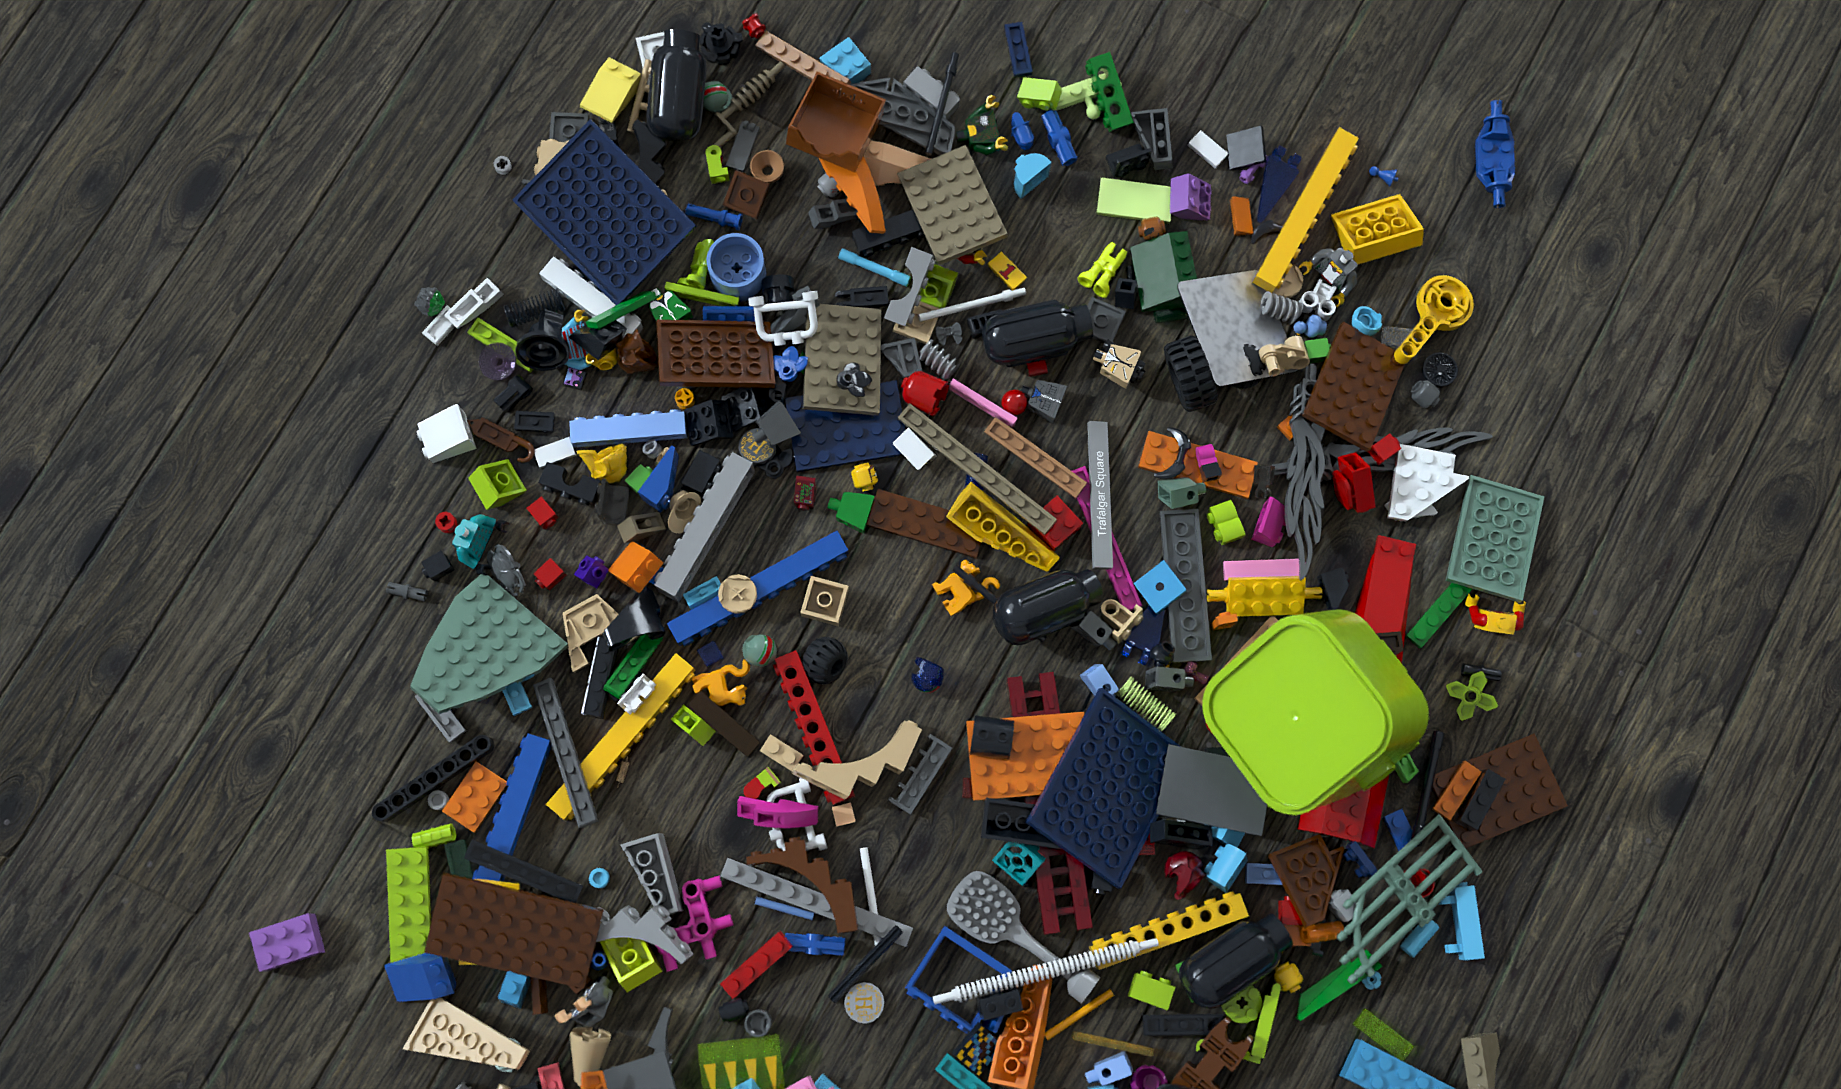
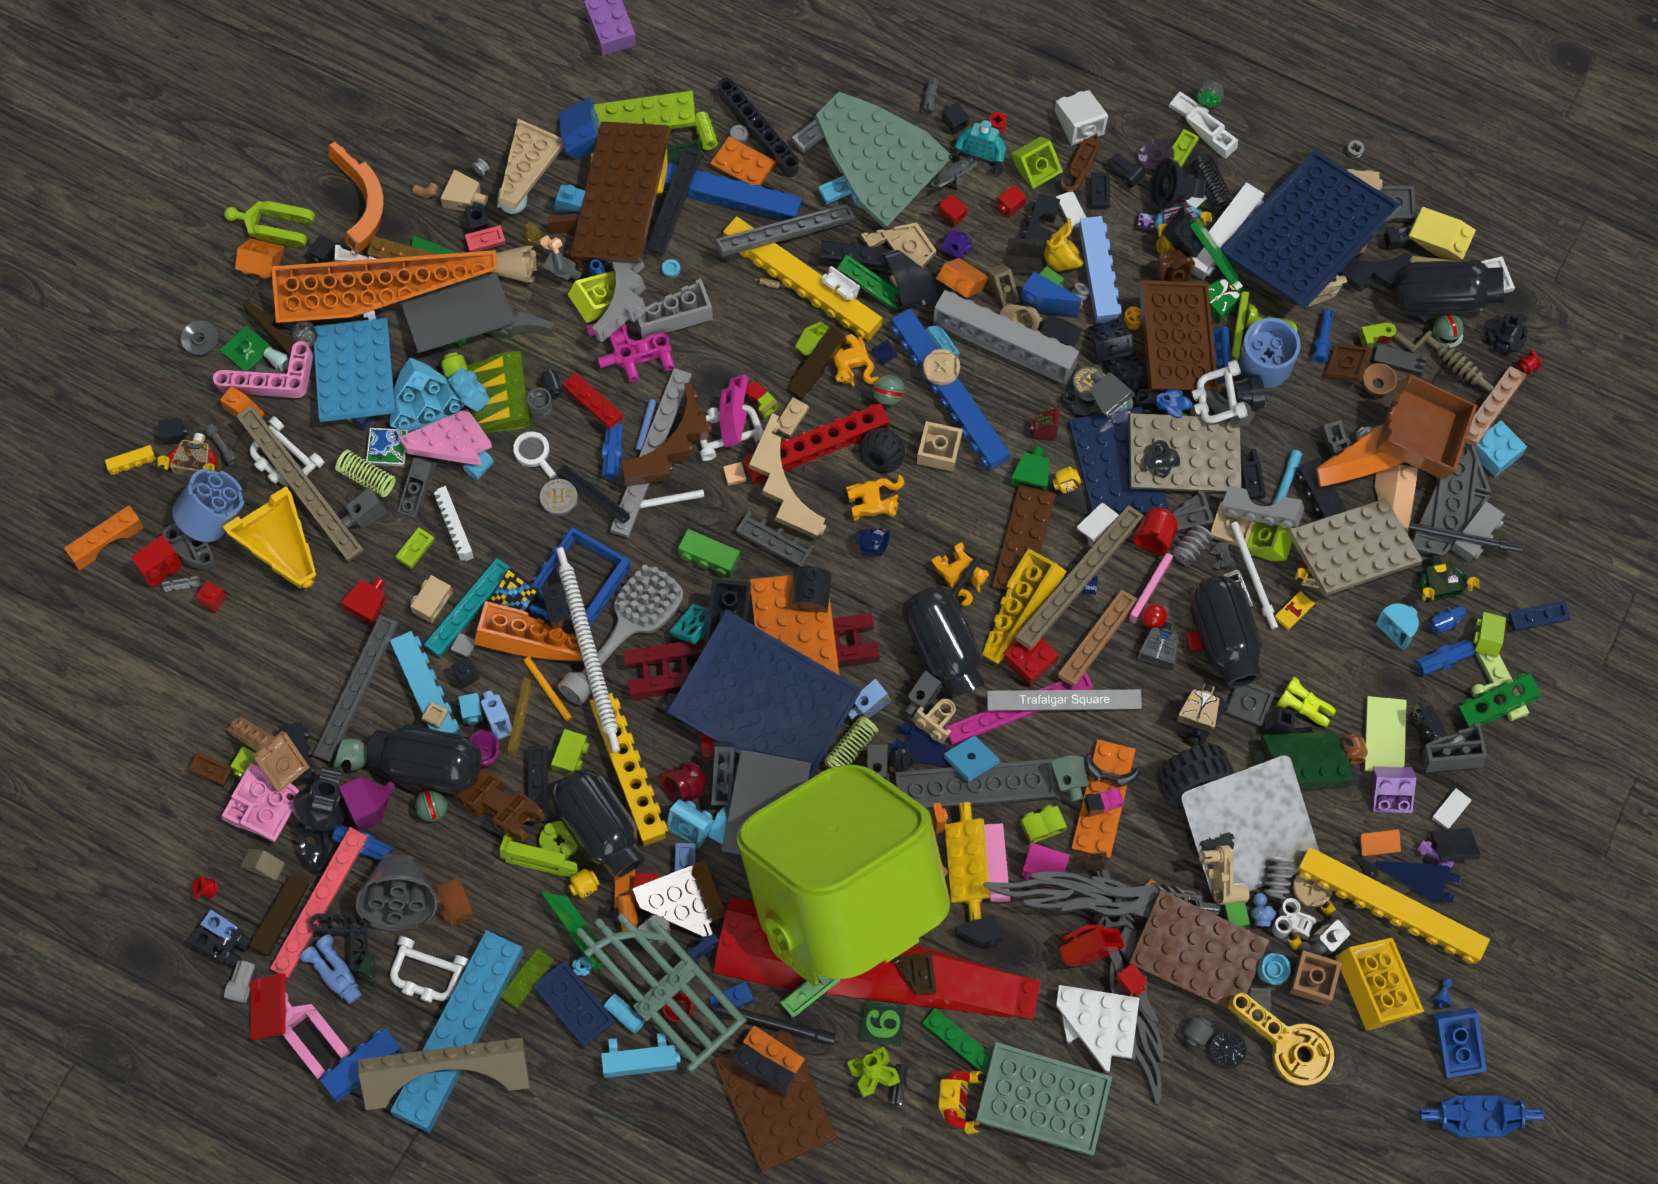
camera: 90 degrees right, 10 degrees down
(550, 1030) = (533, 233): none -> clear yellow plate
(809, 1031) = (532, 450): none -> white piece
(880, 673) = (870, 494): none -> light orange animal
(935, 843) = (709, 553): none -> bright green brick
(1376, 284) = (1315, 977): none -> medium nougat brick
(1410, 987) = (574, 1004): none -> dark blue plate
(1429, 165) = (1459, 1042): none -> blue slope
(1429, 681) = (882, 1023): none -> clear green tile

